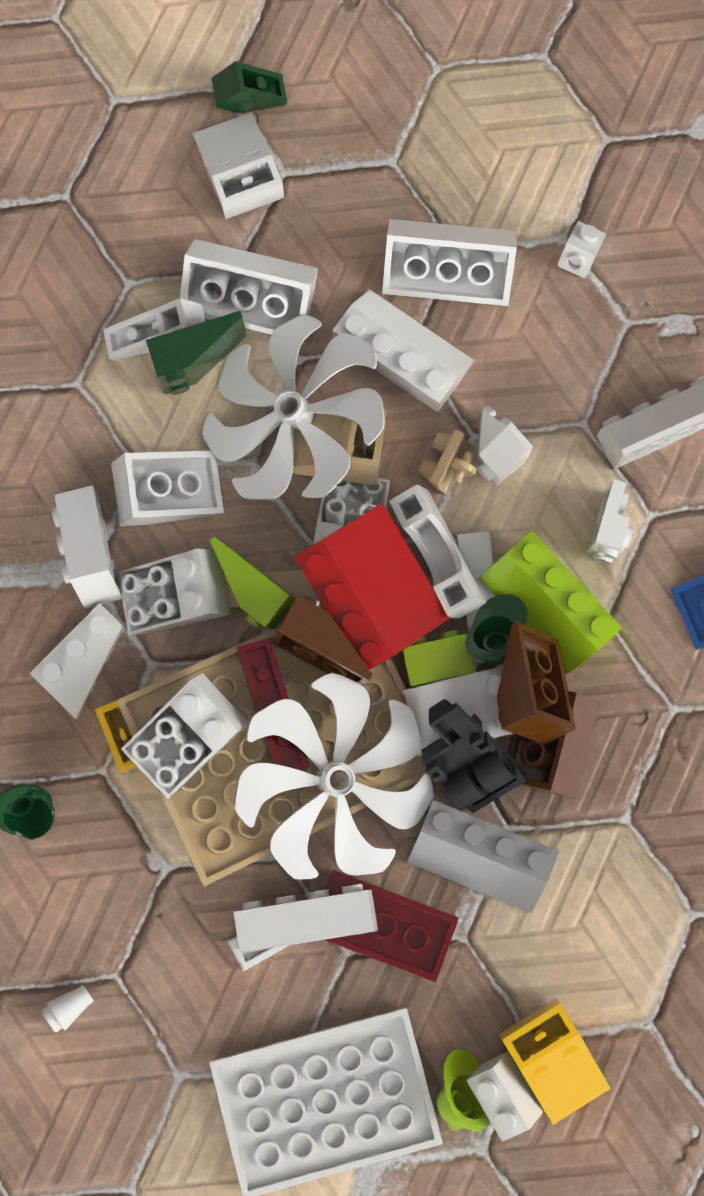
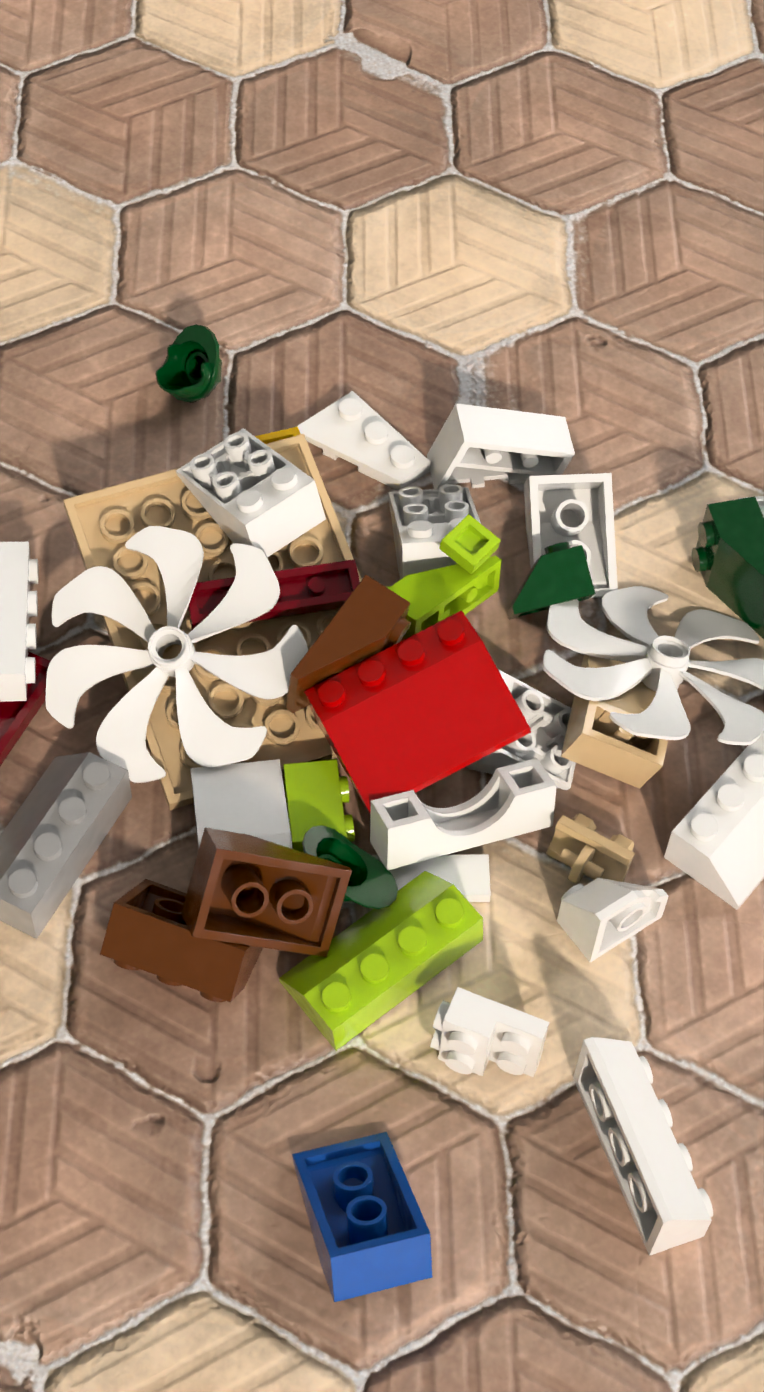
camera: 90 degrees right, 25 degrees down
(212, 558) = (469, 544): none -> lime plate
(221, 499) = (553, 579): none -> dark green slope
(467, 760) = (167, 816): black plate -> none

